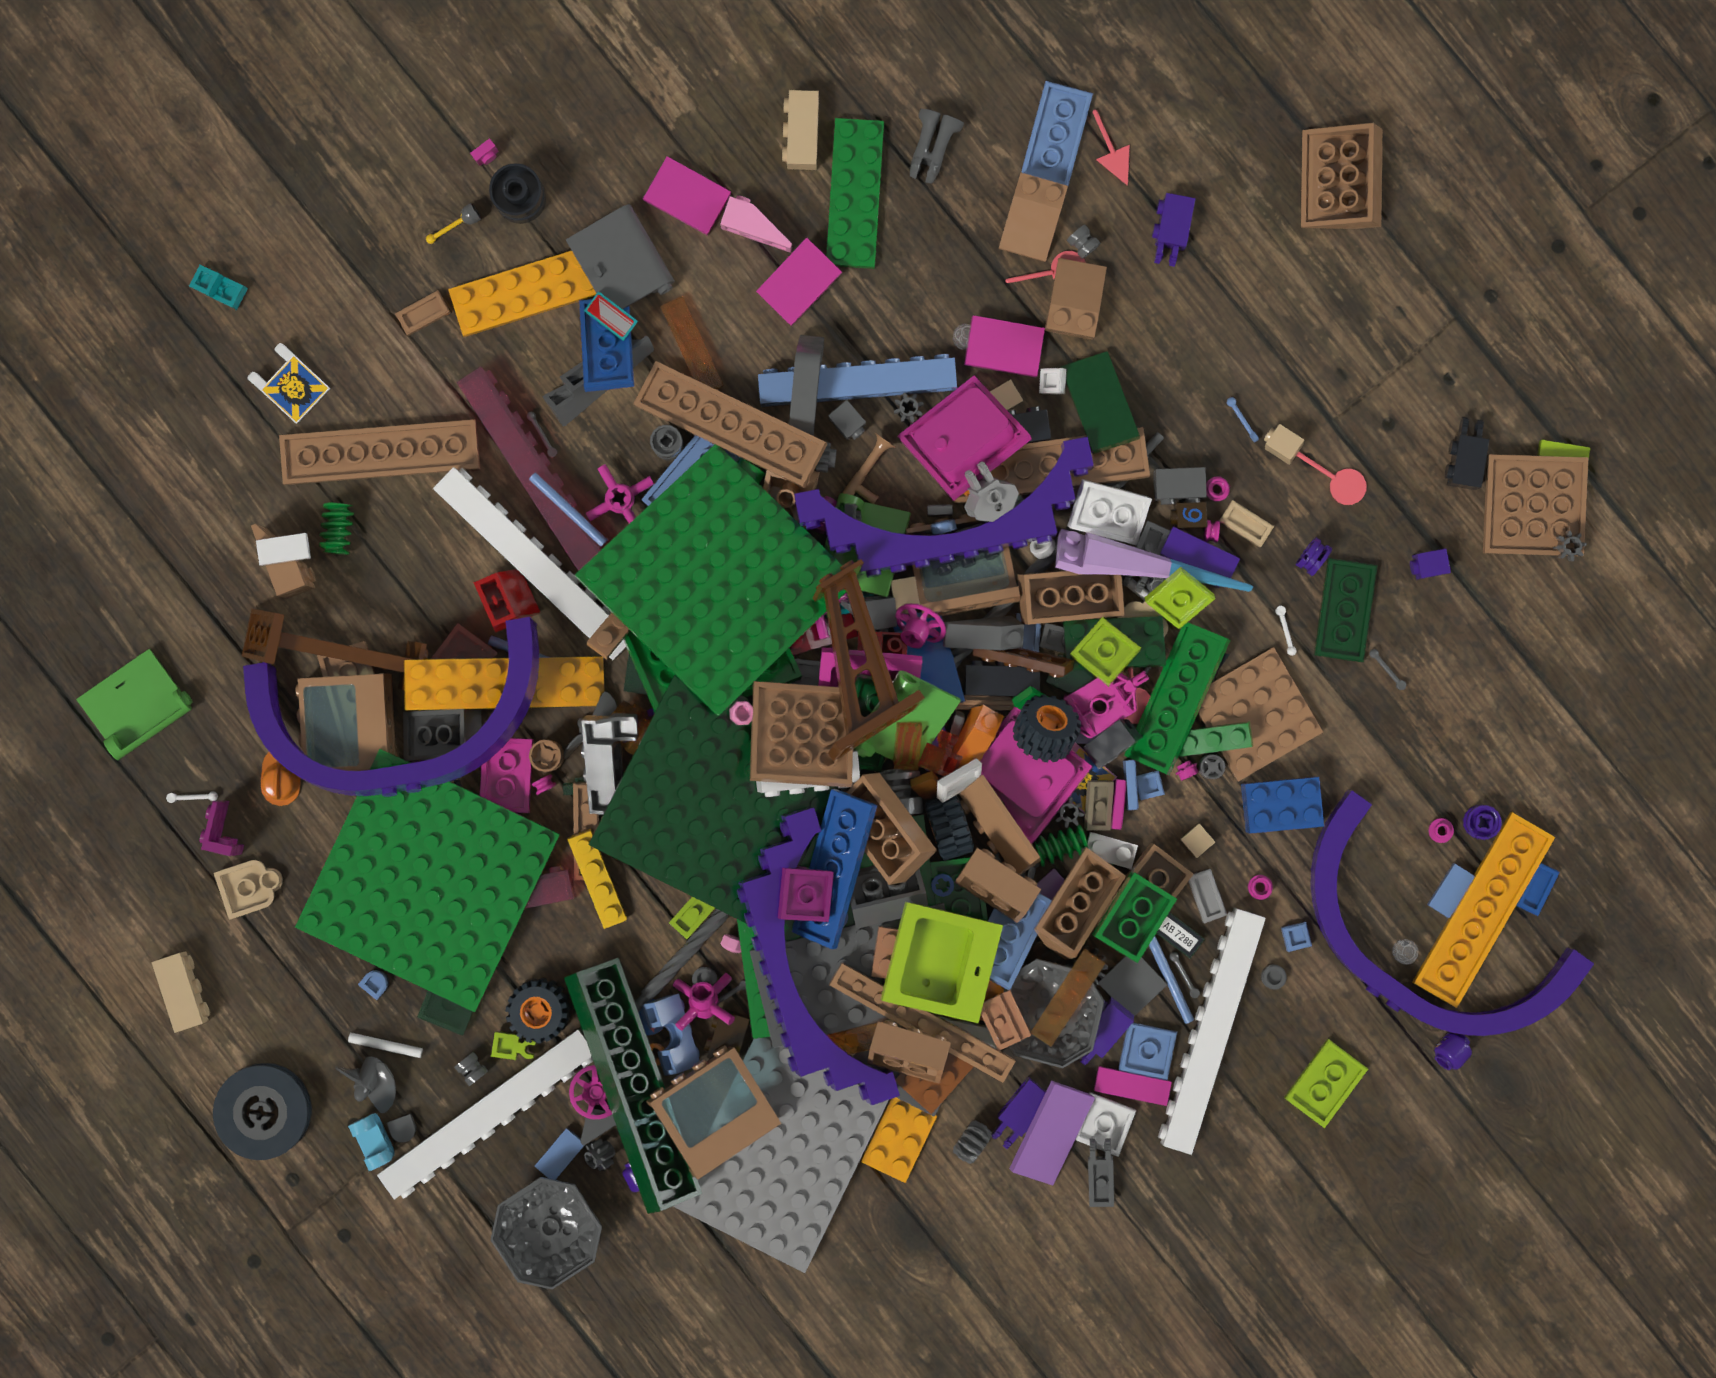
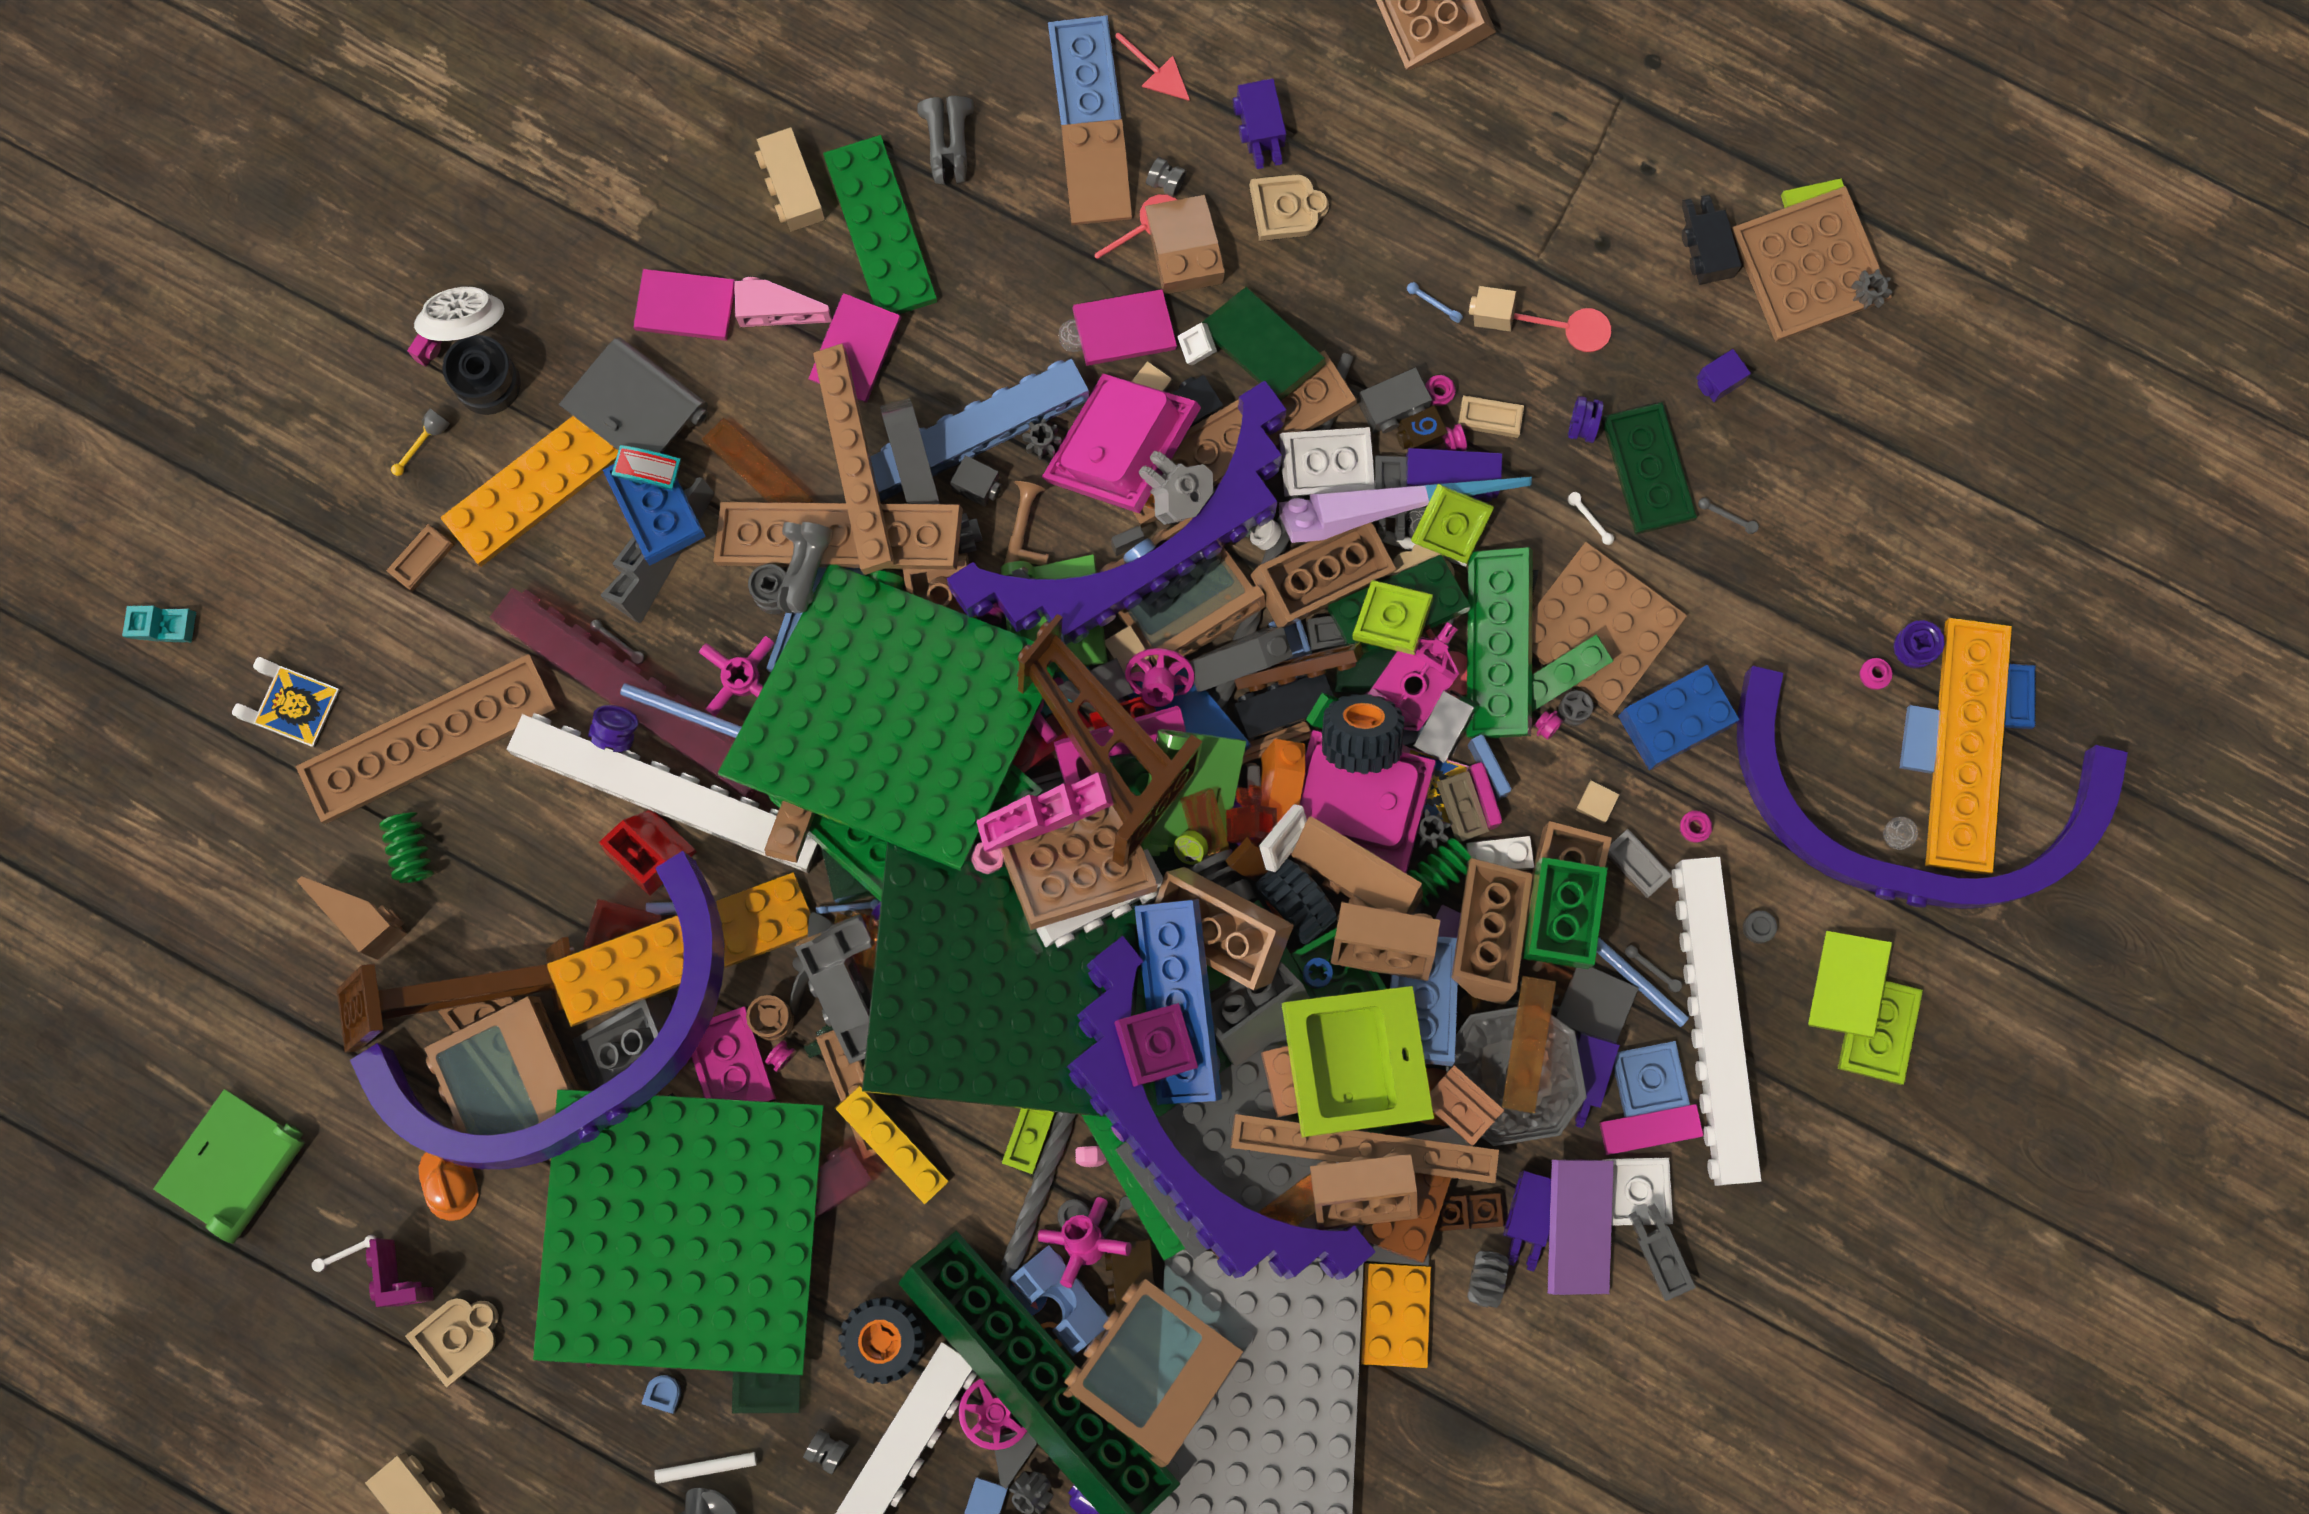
camera: 25 degrees left, 10 degrees down
(283, 549) = (346, 891): white tile -> none
(508, 1046) = (862, 1402): lime plate -> none
(514, 502) = (613, 728): none -> dark purple wheel
(517, 140) = (458, 314): none -> white piece
(614, 691) = (847, 907): none -> medium blue hinge
(697, 438) = (809, 545): none -> dark grey piece
(763, 371) = (853, 459): none -> medium nougat plate
(793, 701) = (1045, 813): none -> dark pink slope
(890, 759) = (1190, 847): none -> lime tile
(981, 1090) = (1471, 1212): none -> reddish brown slope
(1149, 785) = (1513, 760): medium blue tile -> none
(1164, 300) = (1286, 206): none -> tan plate
(1180, 935) = (1628, 923): tile -> none
(1296, 936) = (1765, 868): medium blue tile -> none
(1318, 1044) = (1850, 984): none -> lime tile
(1452, 1051) = (2012, 926): dark purple head -> none

